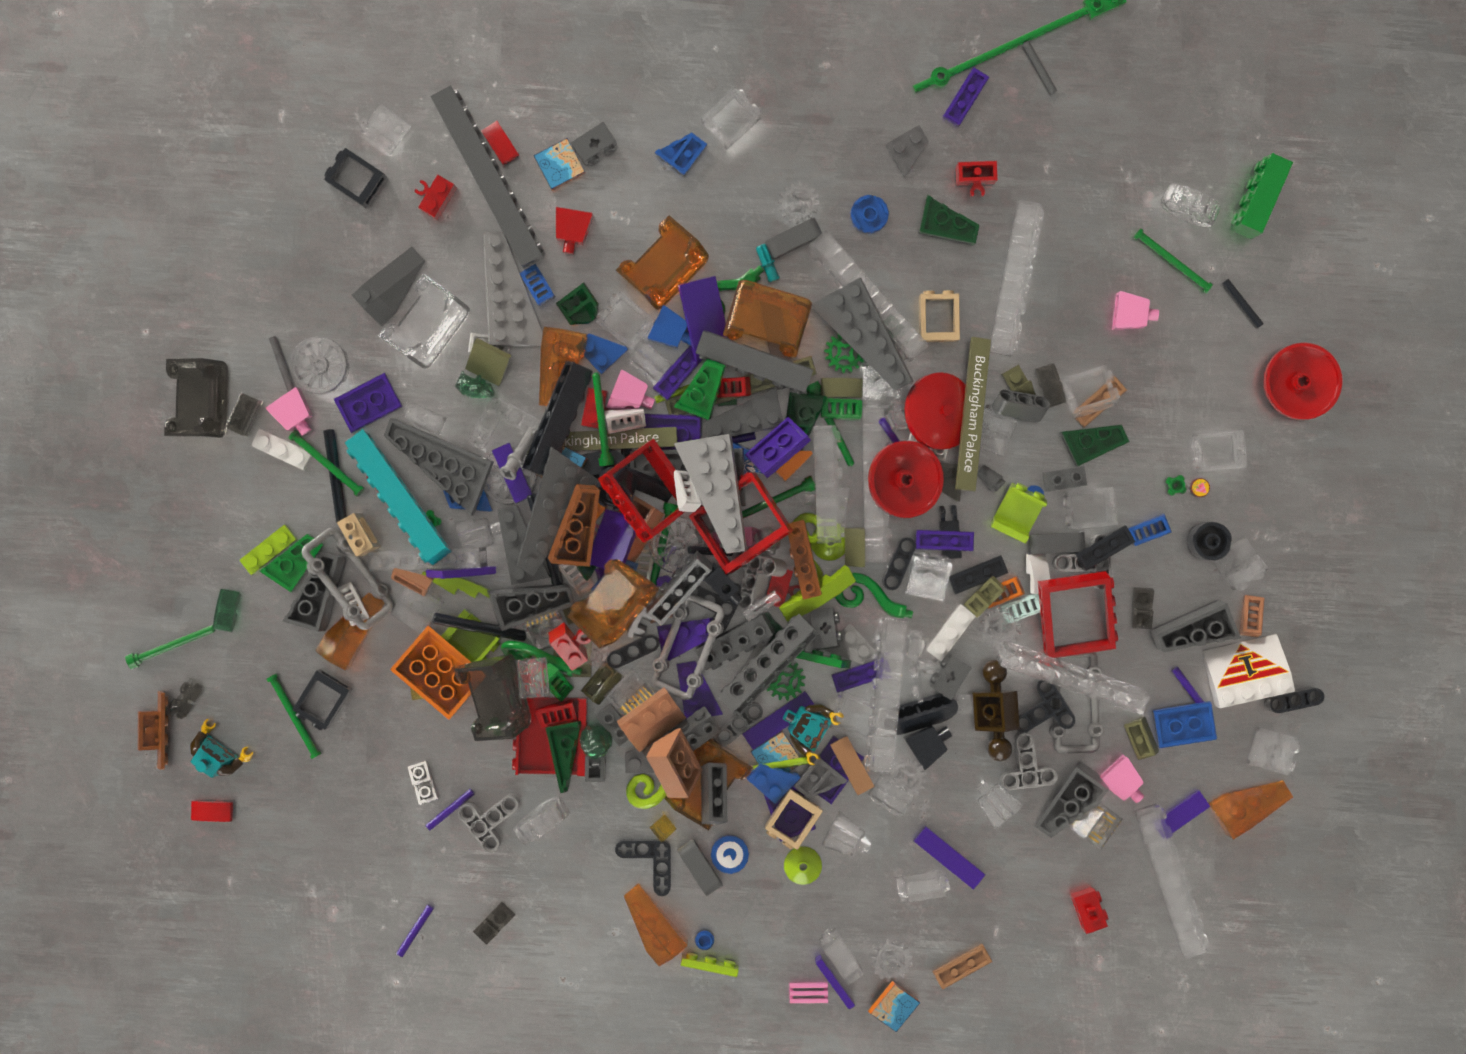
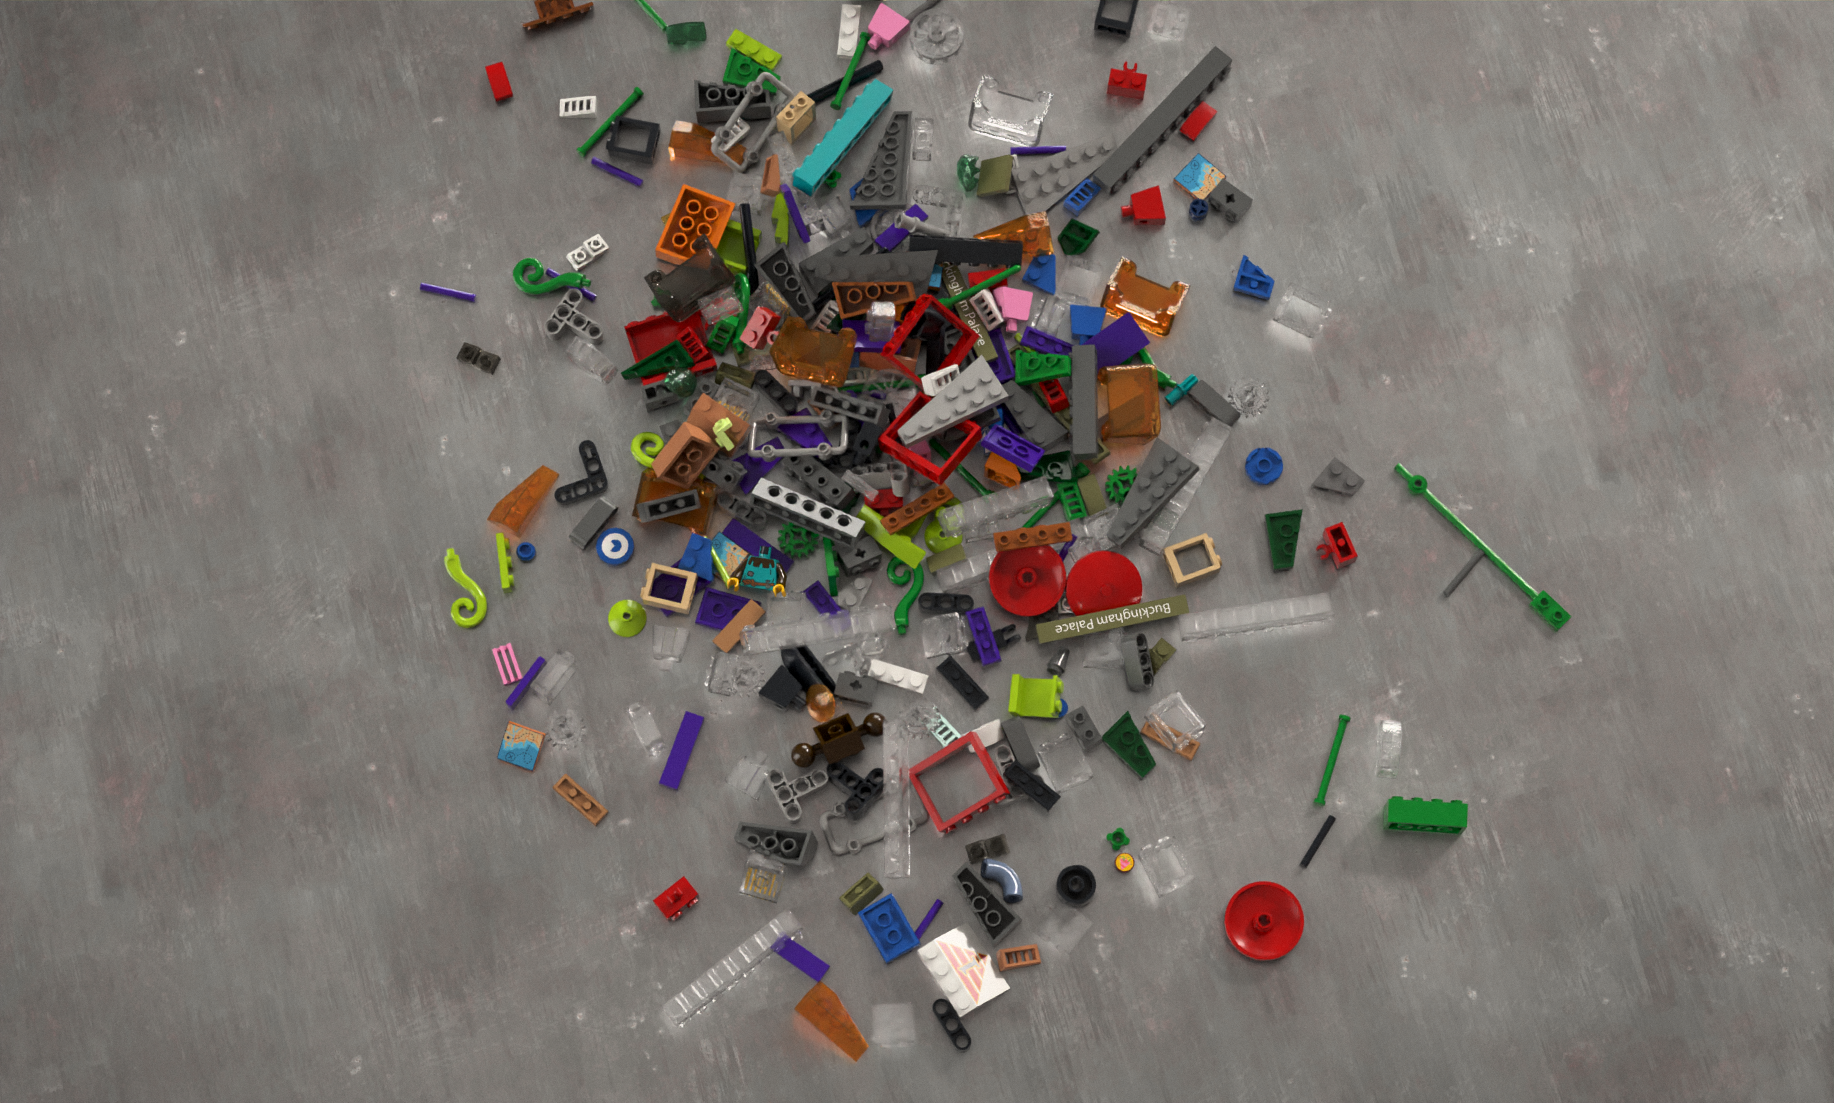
camera: 80 degrees right, 15 degrees down
(180, 705) = (601, 27): clear smoke hinge -> none
(213, 757) = (549, 63): torso -> none
(278, 732) = (587, 100): none -> white slope
(348, 726) = (616, 171): none -> dark purple bar
(368, 403) = (918, 89): dark purple tile -> none
(387, 288) = (1027, 69): dark grey wedge -> none
(447, 809) = (567, 279): none -> green plant
(473, 309) = (1037, 150): none -> dark purple bar
(589, 176) = (1200, 206): none -> dark blue wheel
(607, 529) = (881, 321): none -> clear brick
(662, 828) = (619, 476): clear yellow tile -> none
(668, 723) = (722, 439): none -> yellowish green bracket
(697, 1013) = (454, 569): none -> lime plant
(819, 779) = (715, 599): flat silver wing -> none
(873, 460) = (1032, 537): none -> dark orange bracket
(953, 715) = (820, 703): none -> clear orange dish
(966, 97) = (1408, 515): dark purple tile -> none
(984, 596) = (943, 694): olive slope -> none
(1020, 591) = (962, 721): orange slope -> none
(1051, 384) = (1168, 684): clear smoke slope -> none
(1123, 780) = (814, 887): bright pink torso -> none
(1132, 312) = (1267, 737): bright pink torso -> none
(1162, 518) = (1076, 842): blue slope -> none
(1175, 601) = (1005, 876): none -> sand blue cylinder

